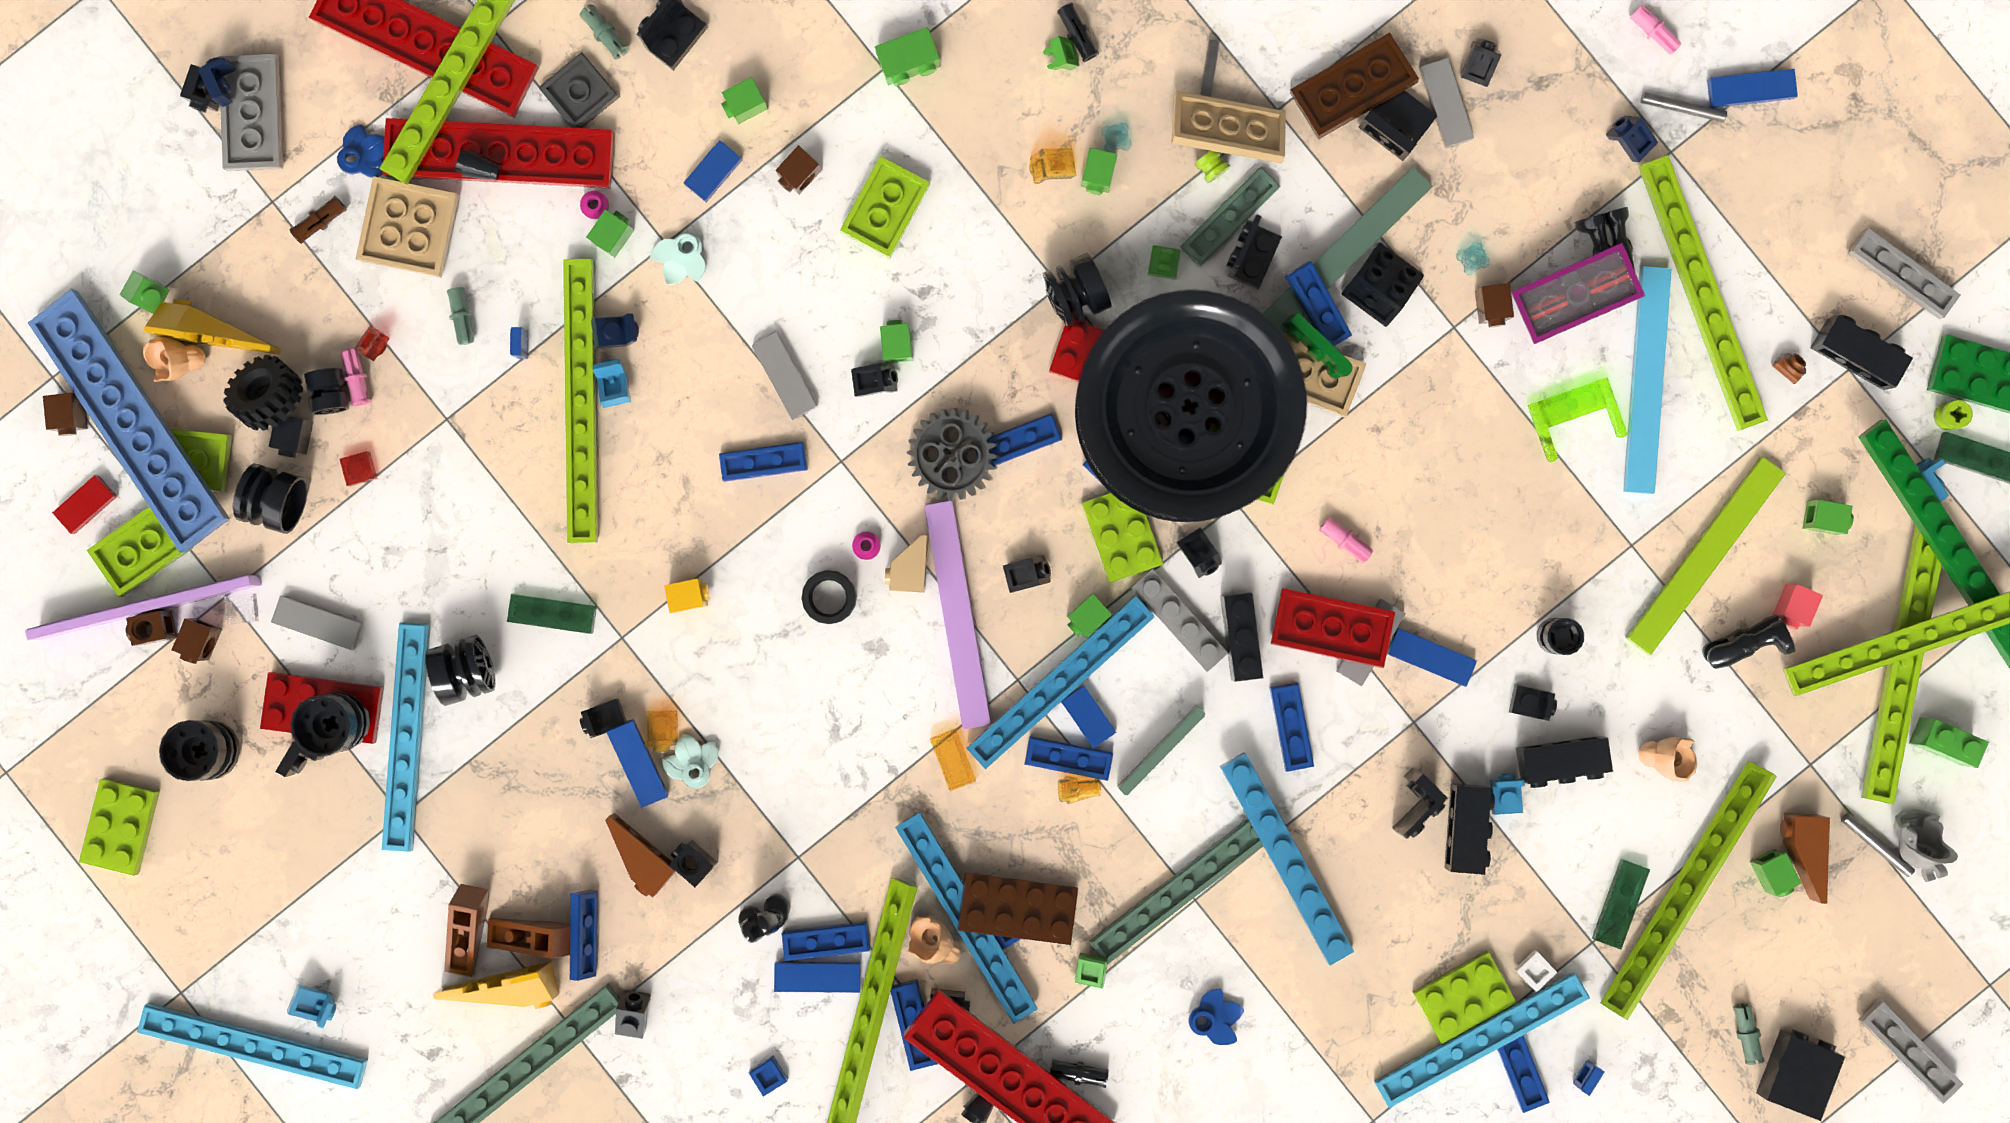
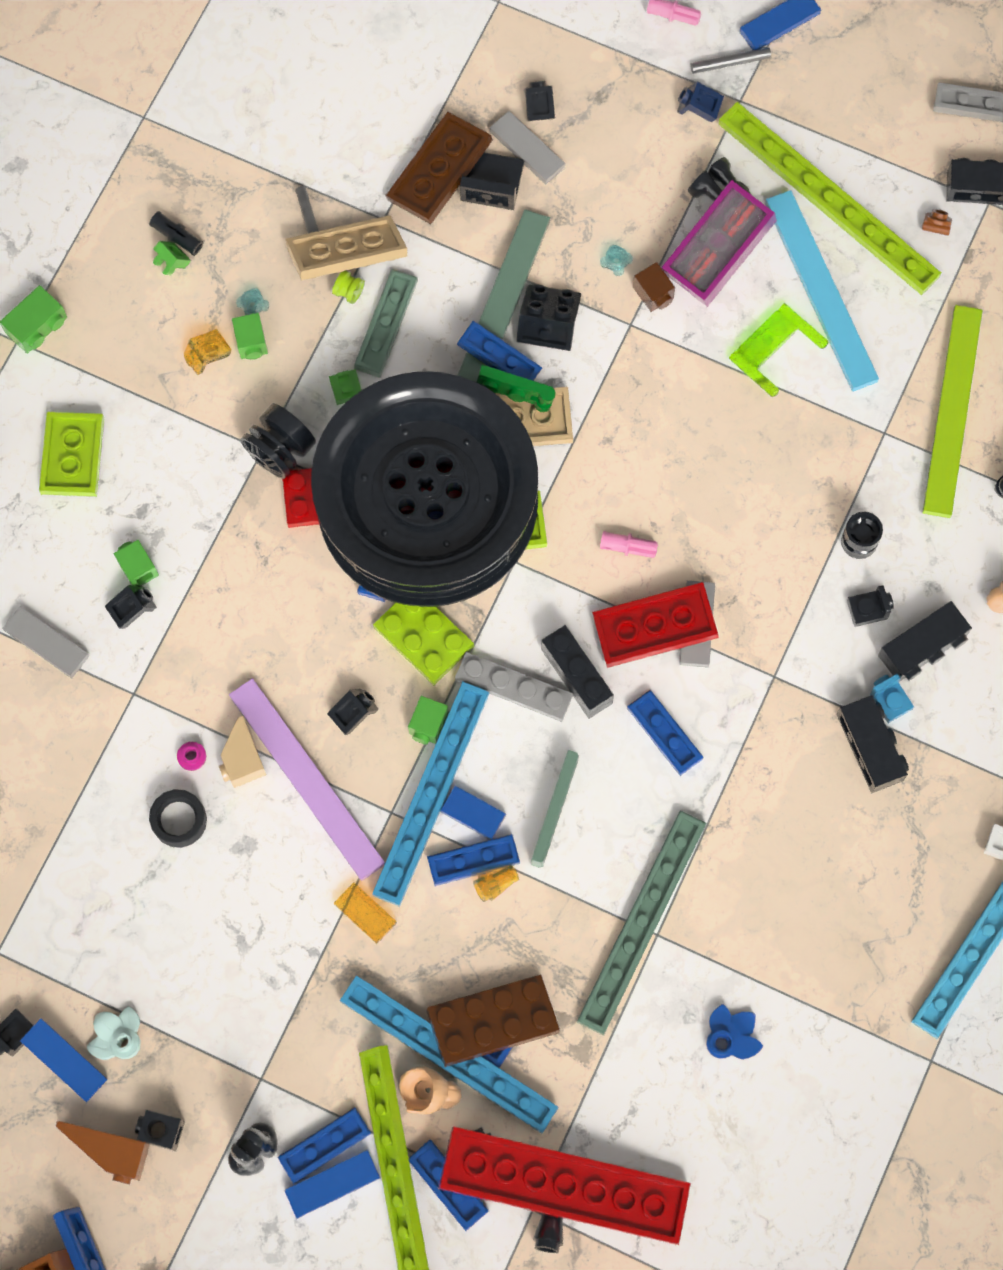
camera: 25 degrees left, 15 degrees down
(662, 730) = (73, 1018): clear yellow bracket -> none
(687, 595) = (42, 880): yellow brick -> none
(763, 462) = (60, 727): blue tile -> none
(936, 434) = (257, 644): dark grey gear -> none
(1025, 439) = (288, 600): blue tile -> none
(1079, 1073) = (630, 1151): black pin -> none
(1091, 970) = (591, 1046): bright green tile -> none
(1200, 553) = (503, 617): black bracket -> none
(1253, 257) = (420, 342): black bracket -> none
(1286, 858) = (722, 852): dark azure plate -> none
(1430, 804) = (810, 724): black bracket -> none
(1431, 657) = (759, 610): blue tile -> none
(1464, 997) = (952, 901): lime plate -> none

